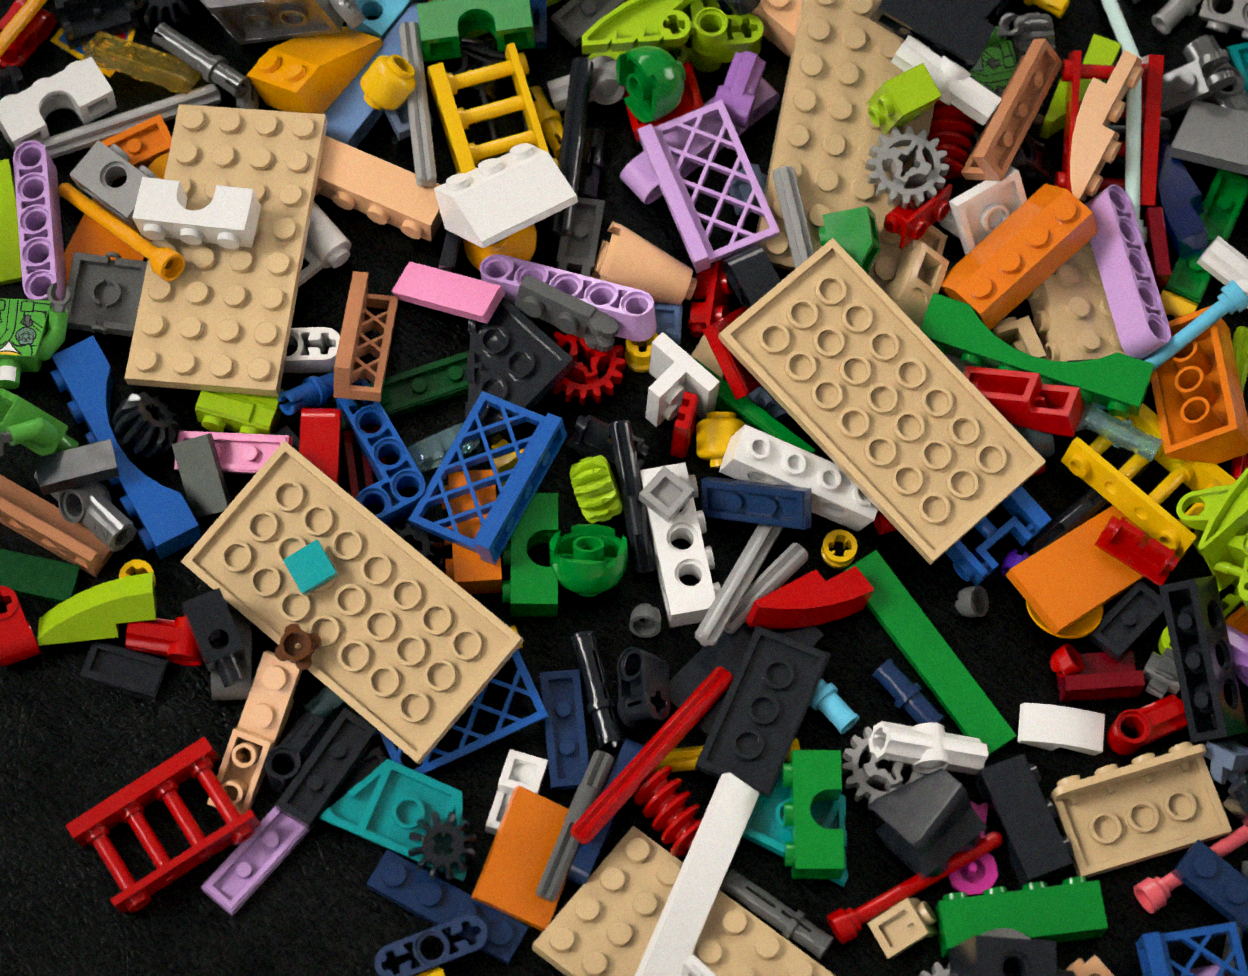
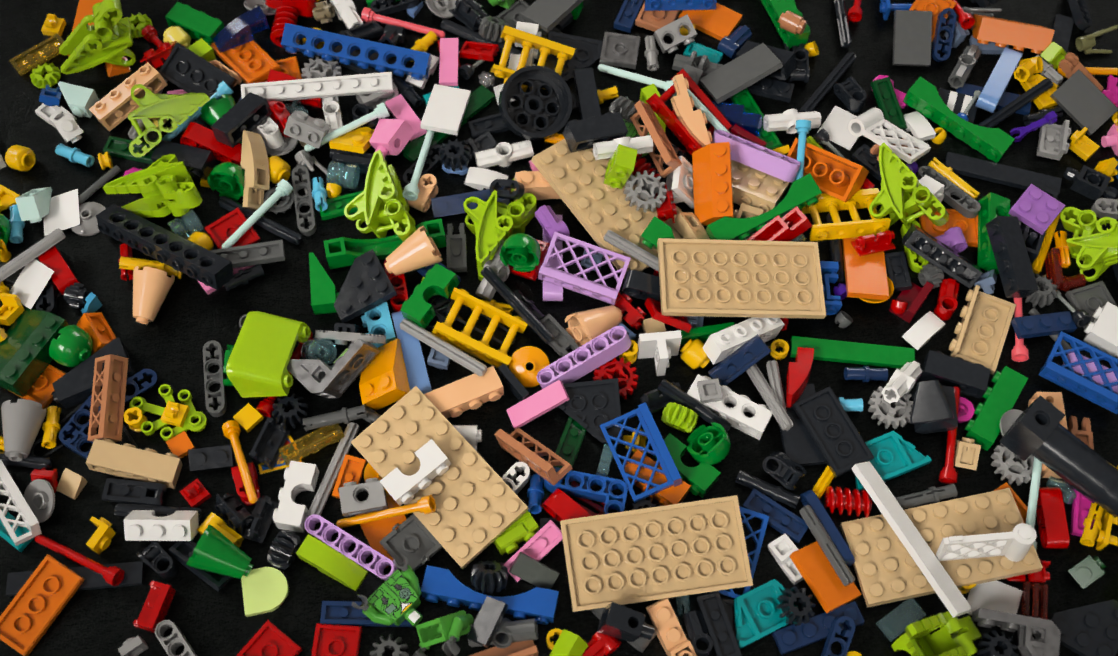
camera: 45 degrees left, 5 degrees down
(293, 636) = (653, 590): reddish brown plate -> none
(310, 567) = (629, 556): teal tile -> none
(388, 82) = (424, 349): yellow head -> none
(503, 195) = (521, 346): white slope -> none
(567, 313) = (594, 364): dark grey hinge -> none
(651, 624) = (751, 445): dark grey hinge -> none
(651, 755) = (821, 490): red axle -> none
(684, 425) = (678, 357): red tile -> none
(813, 849) = (909, 460): green arch -> none
(1122, 433) = (823, 209): clear light blue pin -> none

